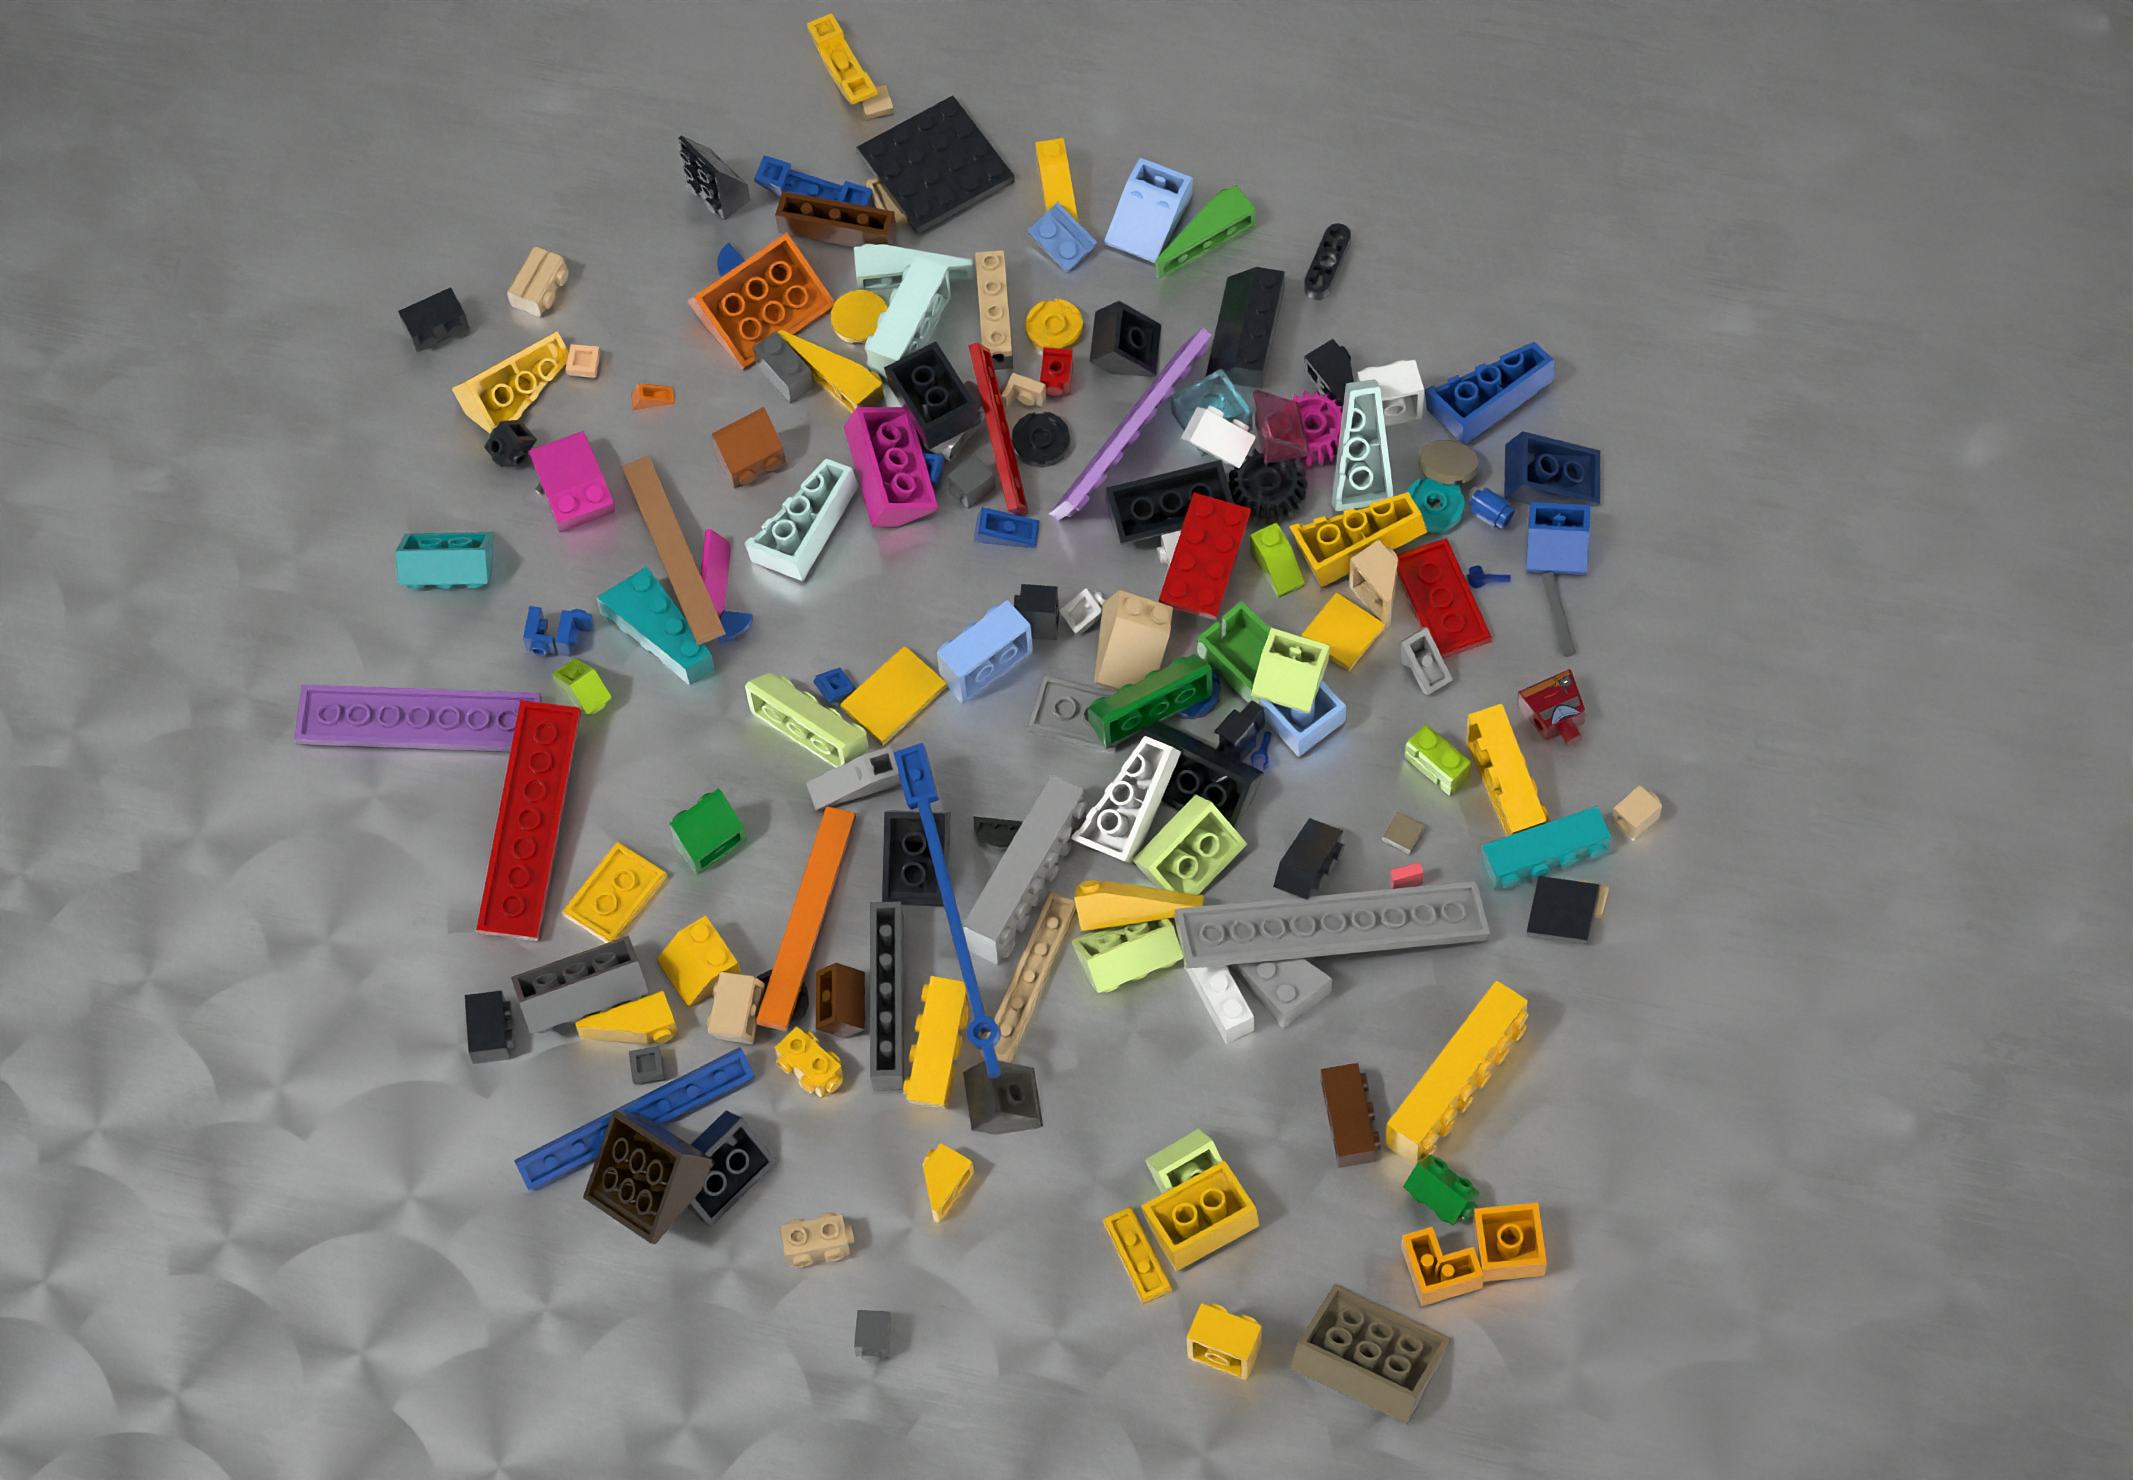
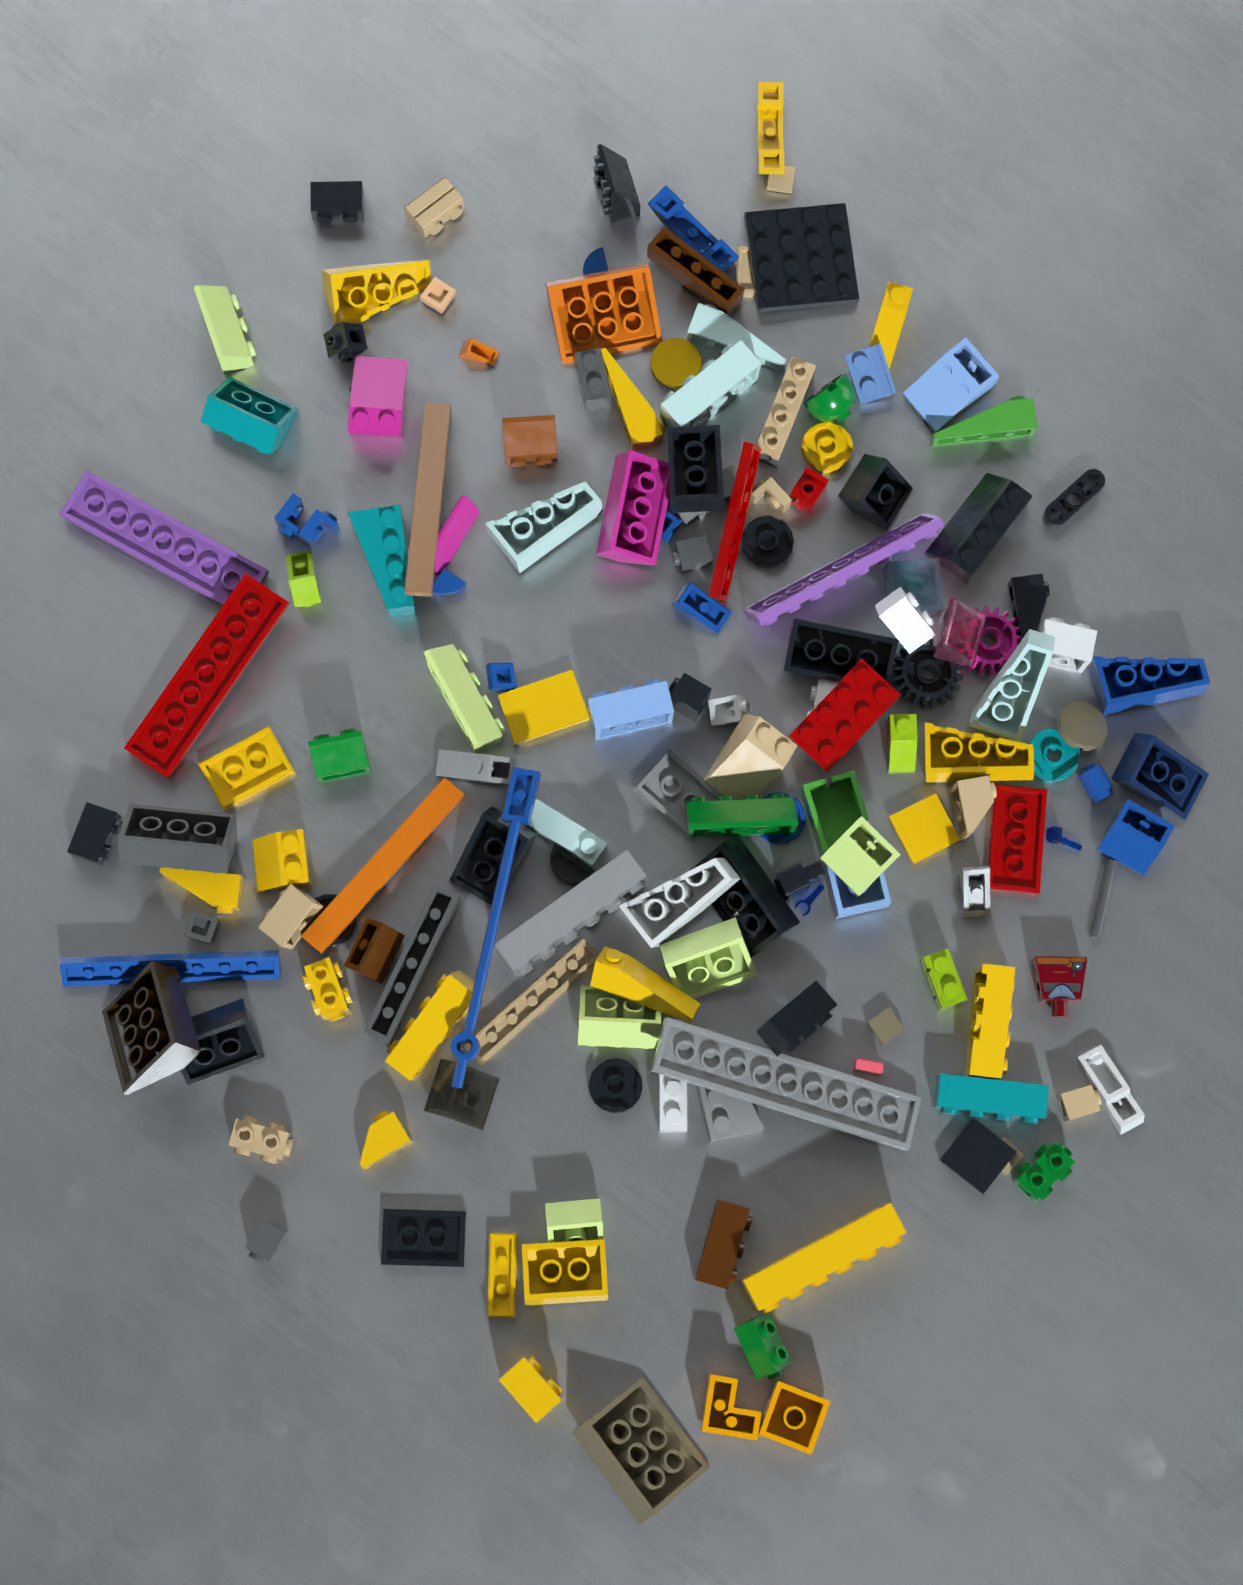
camera: 15 degrees right, 15 degrees up
(378, 487) = (225, 328): none -> yellowish green slope
(981, 799) = (567, 834): none -> light aqua slope
(1036, 1258) = (423, 1237): none -> black tile
(1037, 277) = (832, 400): none -> green cylinder
(1158, 1019) = (615, 1085): none -> black tile
(1639, 885) = (1051, 1164): none -> green brick
(1673, 790) = (1112, 1089): none -> white slope

